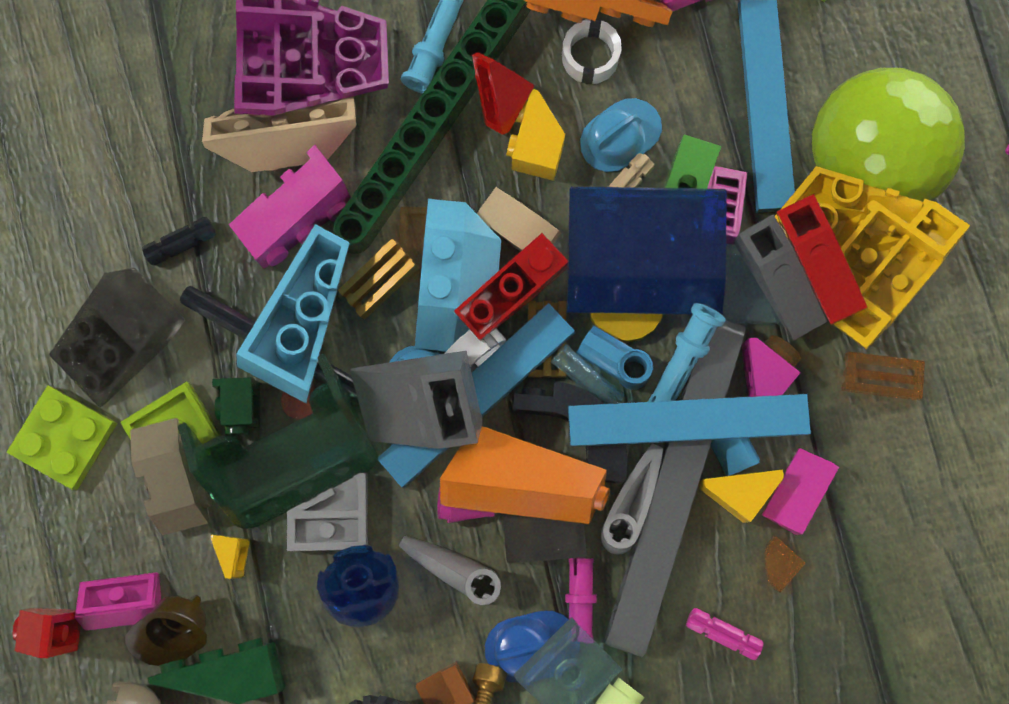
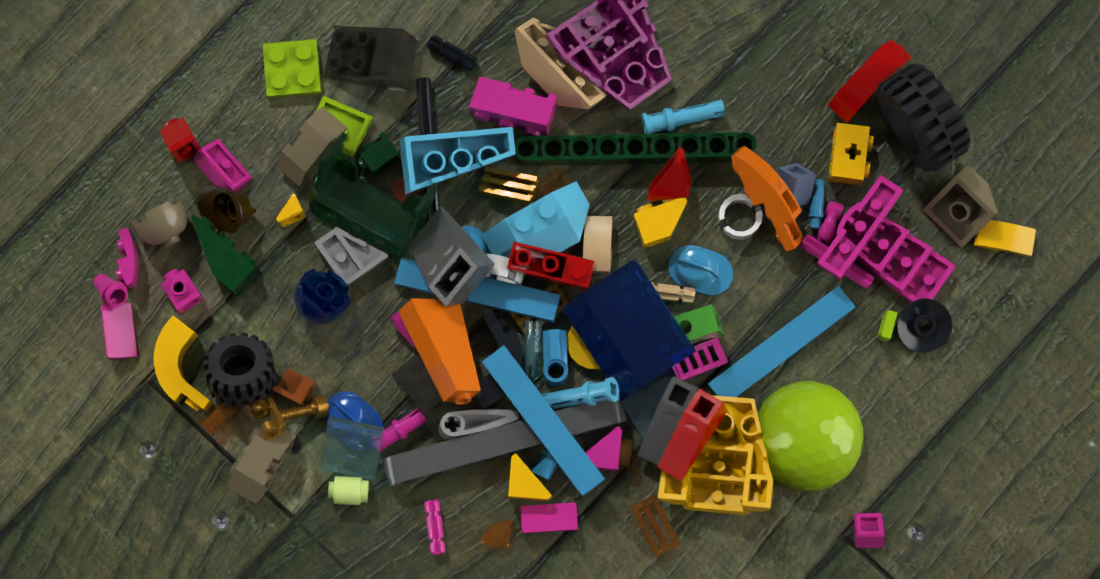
camera: 55 degrees right, 0 degrees up
(452, 568) = (367, 345): light grey piece -> none

